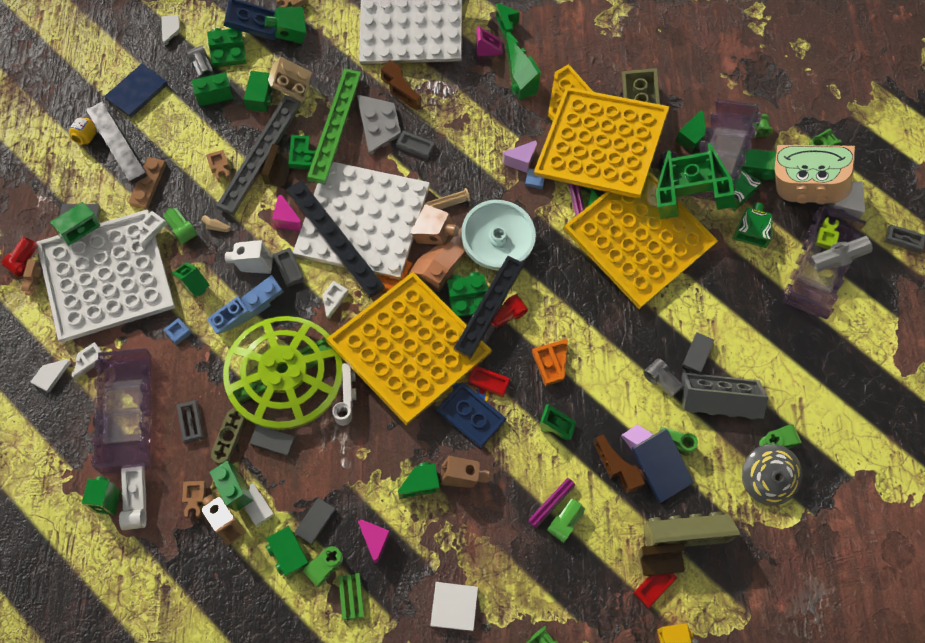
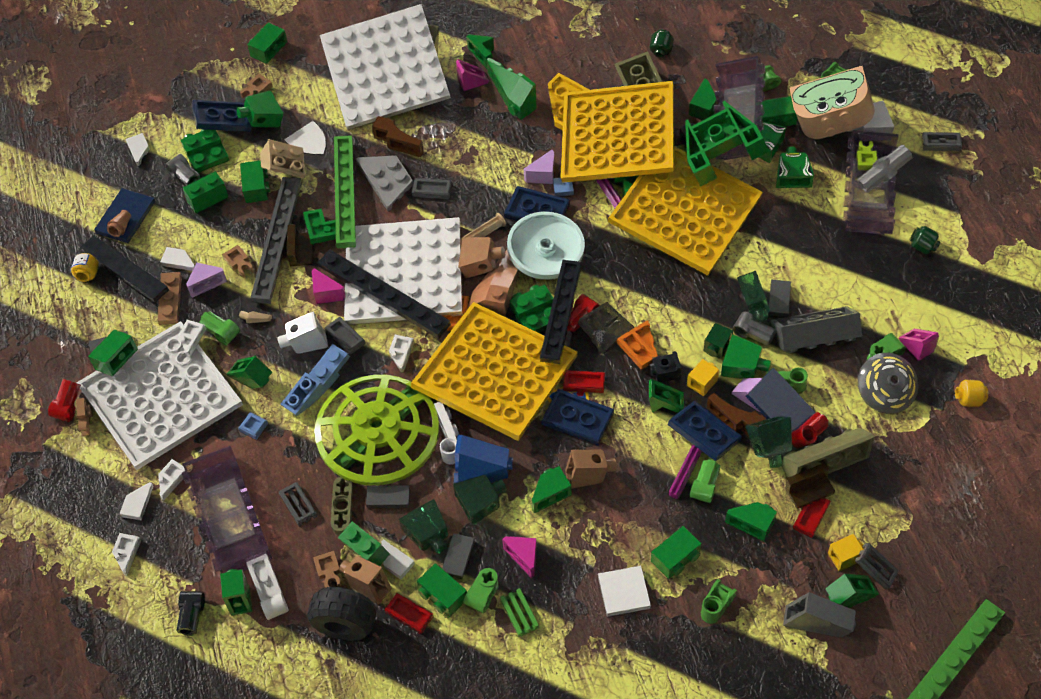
camera: 10 degrees left, 10 degrees down
(24, 419) = (125, 551): none -> white tile
(60, 493) = (190, 605): none -> black piece
(124, 99) = (118, 224): none -> nougat cone
(166, 146) = (177, 259): none -> white tile
(182, 174) = (205, 278): none -> lavender slope
(186, 551) = (342, 613): none -> black tyre
(251, 564) = (409, 613): none -> red tile
(295, 484) = (426, 527): none -> clear green torso
(322, 63) = (309, 138): none -> white sticker
(352, 469) = (478, 497): none -> clear green torso
(363, 436) = (480, 458): none -> blue slope
(500, 186) = (529, 201): none -> dark blue tile
(514, 585) = (676, 552): none -> green brick
(526, 332) = (604, 326): none -> clear smoke plate
(573, 397) = (666, 367): none -> black brick
(583, 468) = (704, 430): none -> dark blue tile
(598, 574) = (752, 519): none -> green slope
(599, 412) = (703, 377): none -> yellow brick
(625, 380) = (717, 341): none -> dark green brick
(642, 498) = (771, 438): none -> clear green torso
(643, 406) = (743, 359): none -> green torso
(673, 62) = (661, 43): none -> dark green head
(674, 347) = (754, 295): none -> clear green torso
(678, 502) = (809, 431): none -> red piece
(816, 440) = (920, 342): none -> dark pink slope
(849, 510) = (971, 393): none -> yellow head
(856, 336) = (925, 239): none -> dark green head

